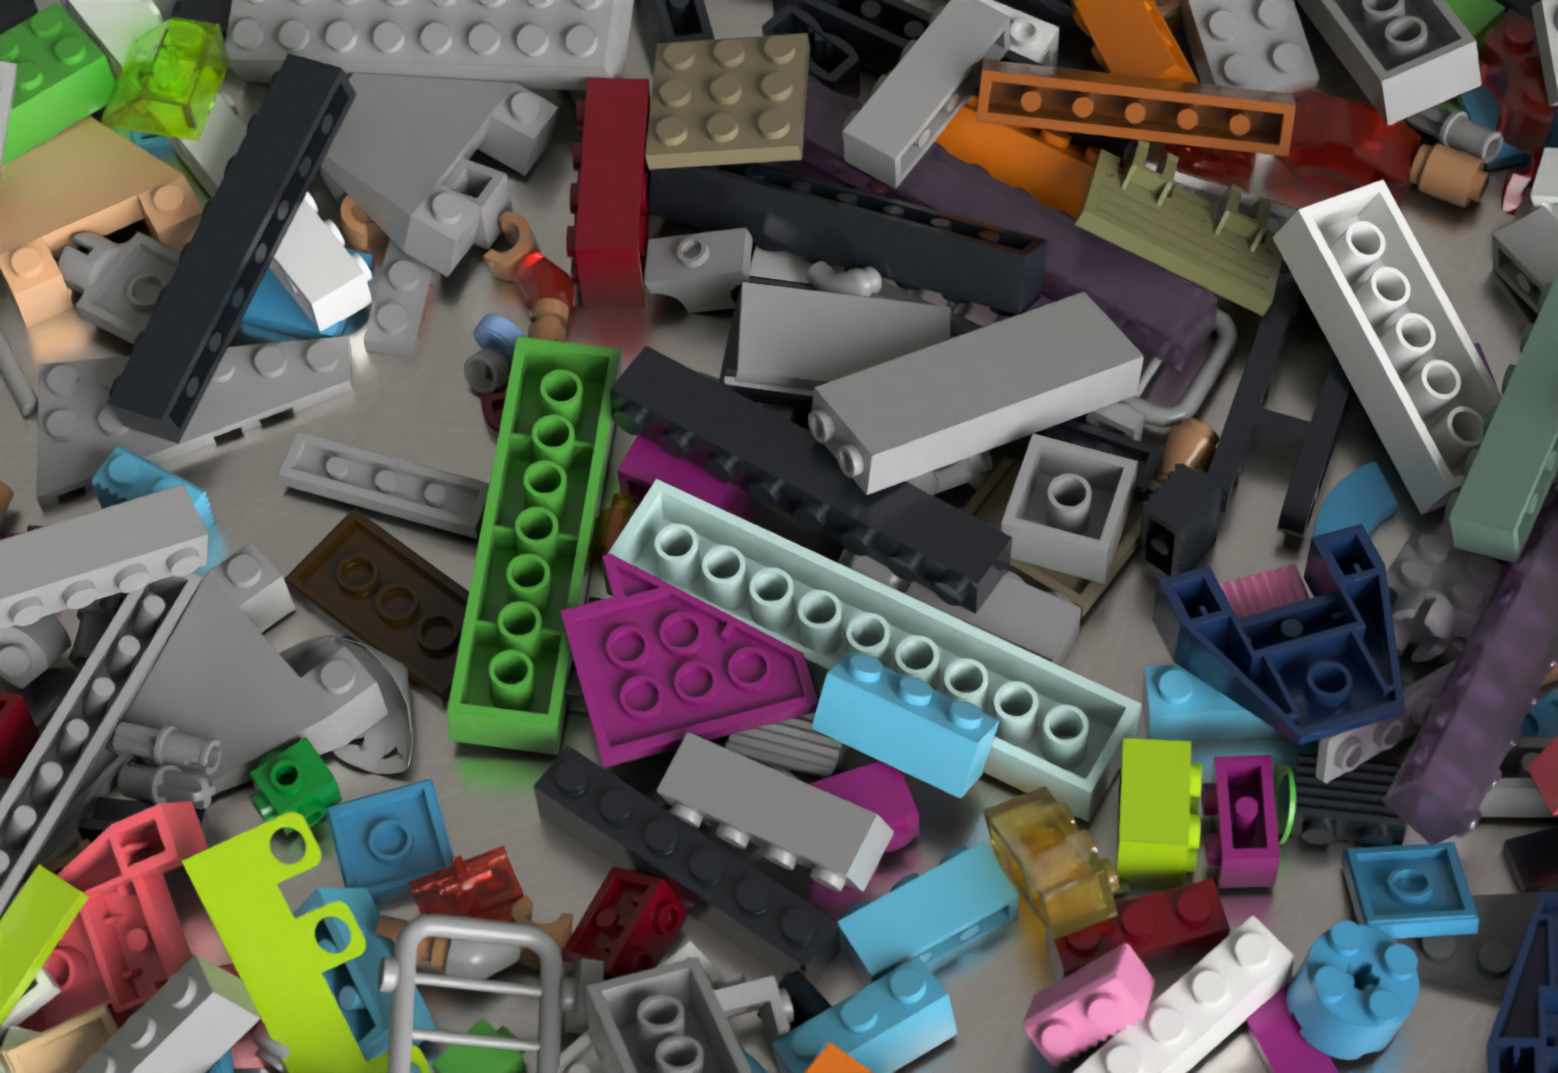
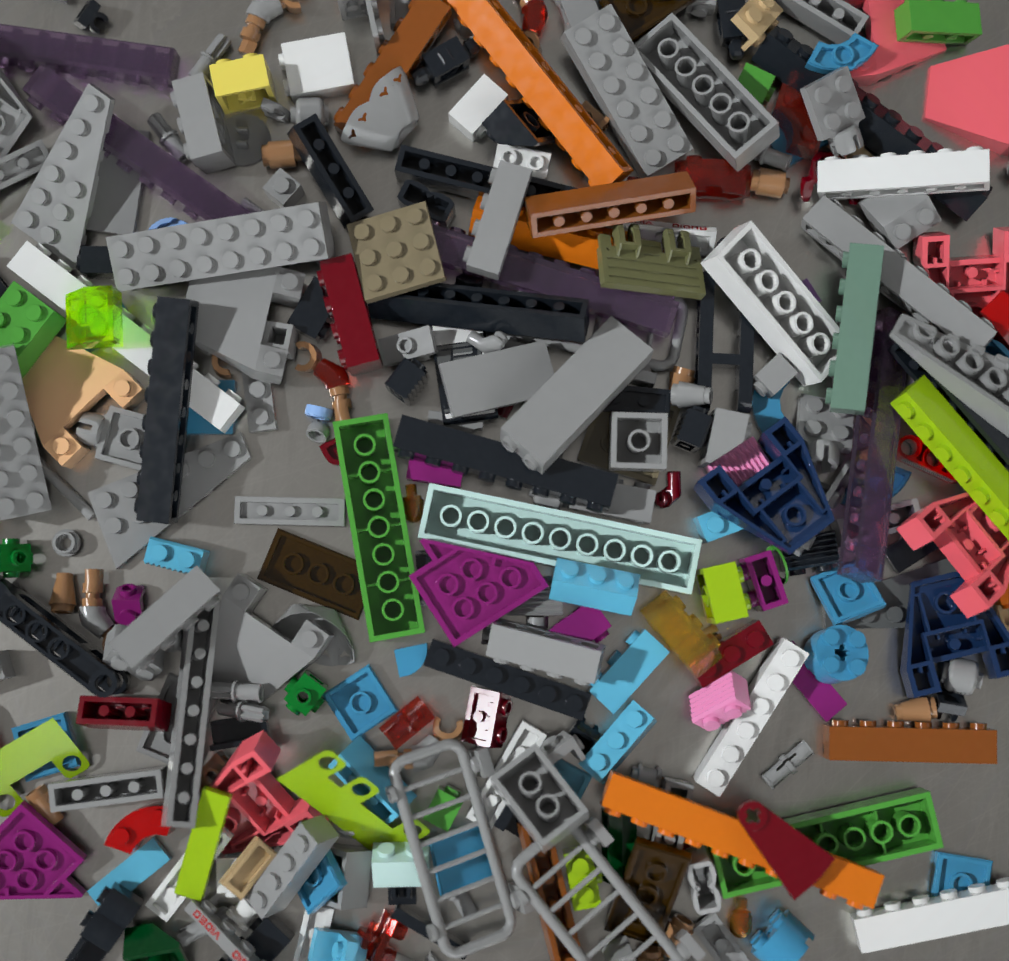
camera: 25 degrees left, 25 degrees up
(509, 784) = (410, 658): none -> dark azure brick
(542, 181) = (311, 314): none -> black slope
(677, 313) = (407, 380): none -> black brick
(1105, 640) = (671, 492): none -> dark red arm
(1195, 452) = (689, 394): none -> light grey cone
(1243, 533) = (725, 433): none -> light grey slope
(1365, 475) = (773, 376): none -> light grey brick

